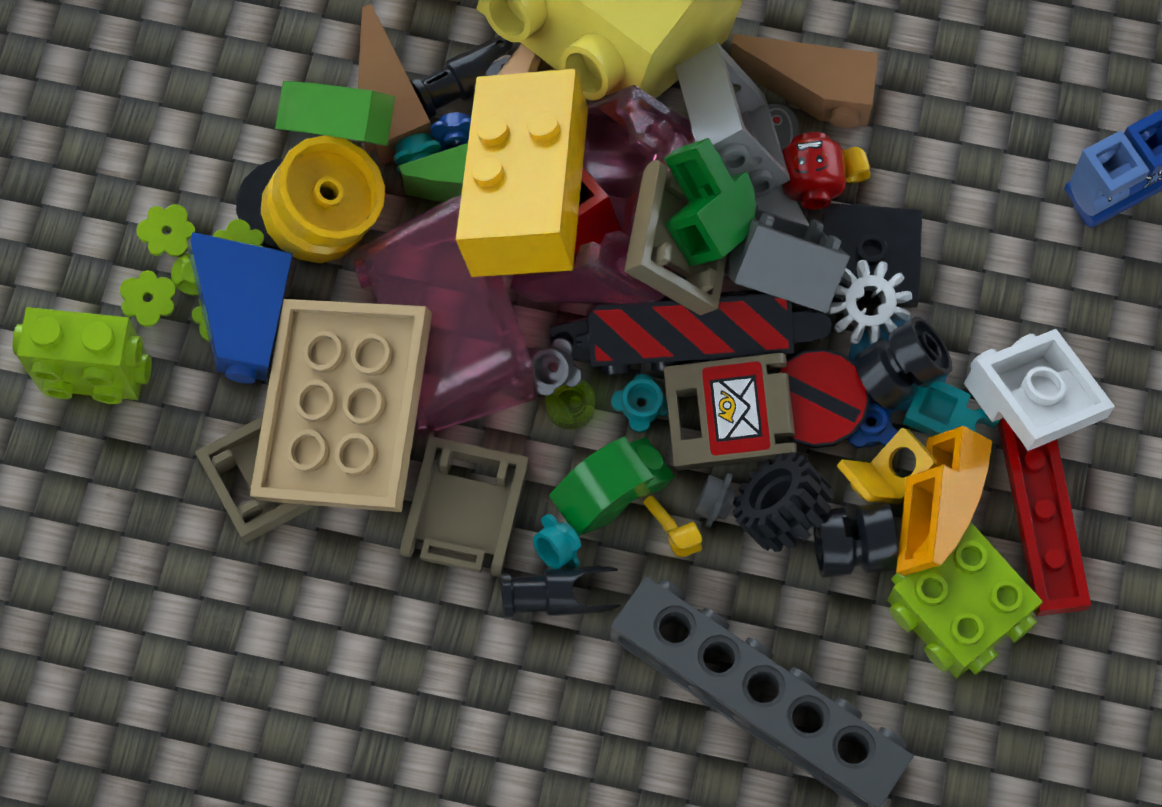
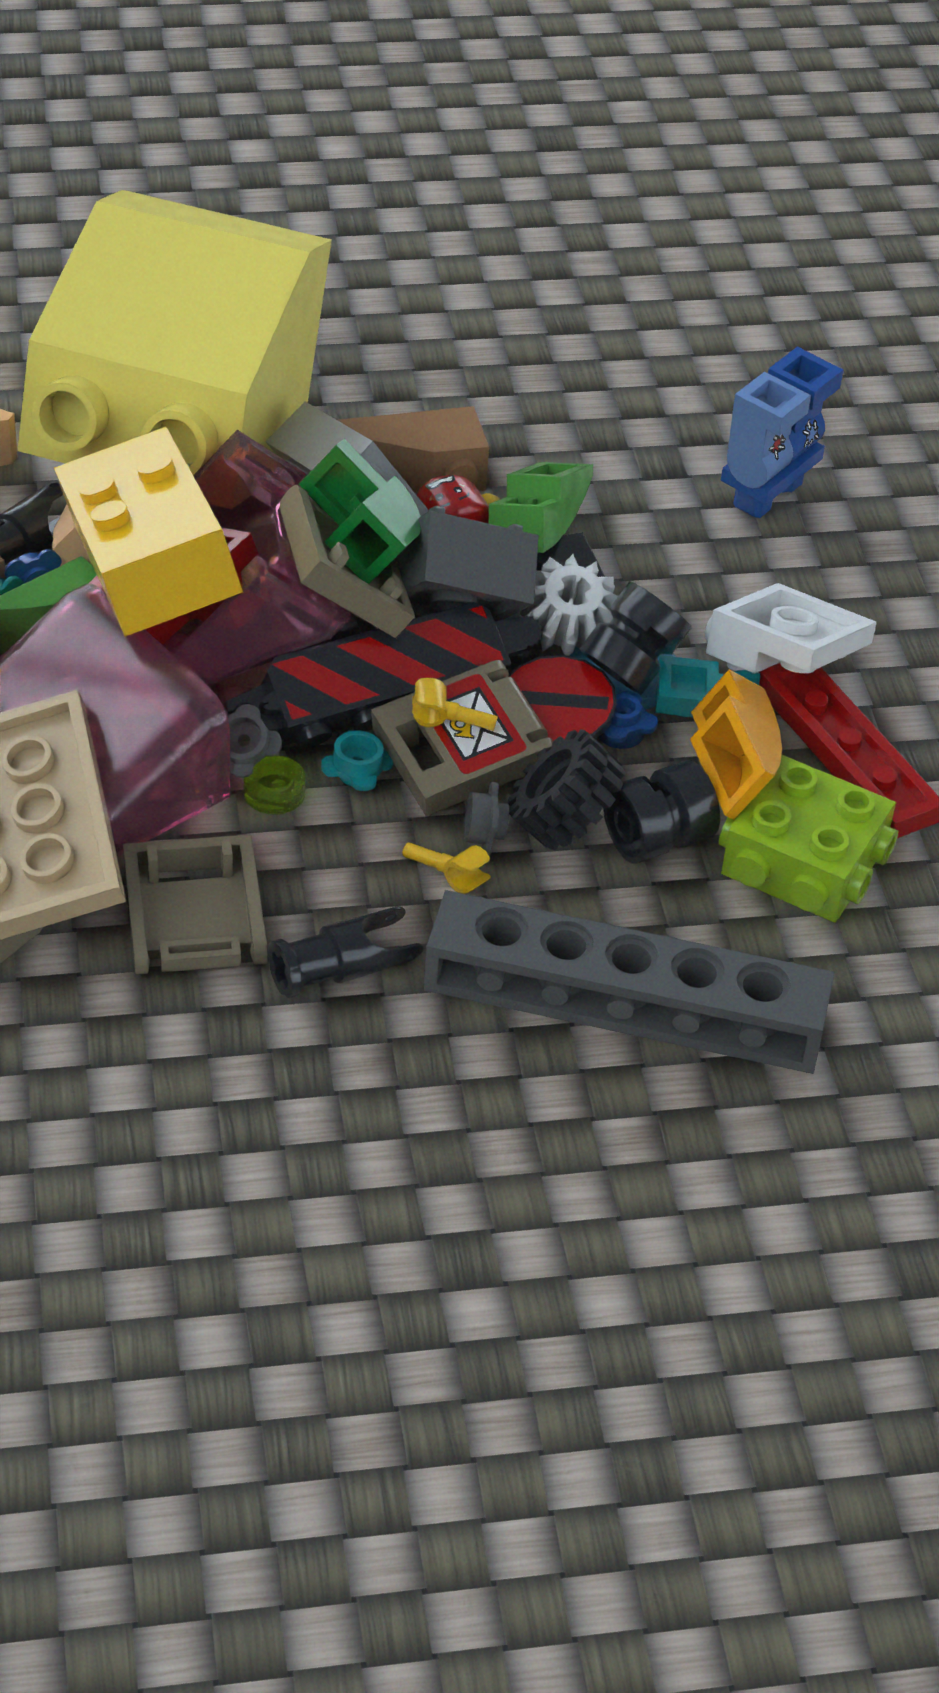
camera: 25 degrees left, 25 degrees down
(557, 543) = (309, 904): teal plate -> none
(609, 482) = (356, 826): green brick -> none
(707, 388) = (432, 708): none -> yellow hand
(877, 479) = (651, 754): yellow bracket -> none
(895, 173) = (543, 499): none -> bright green slope

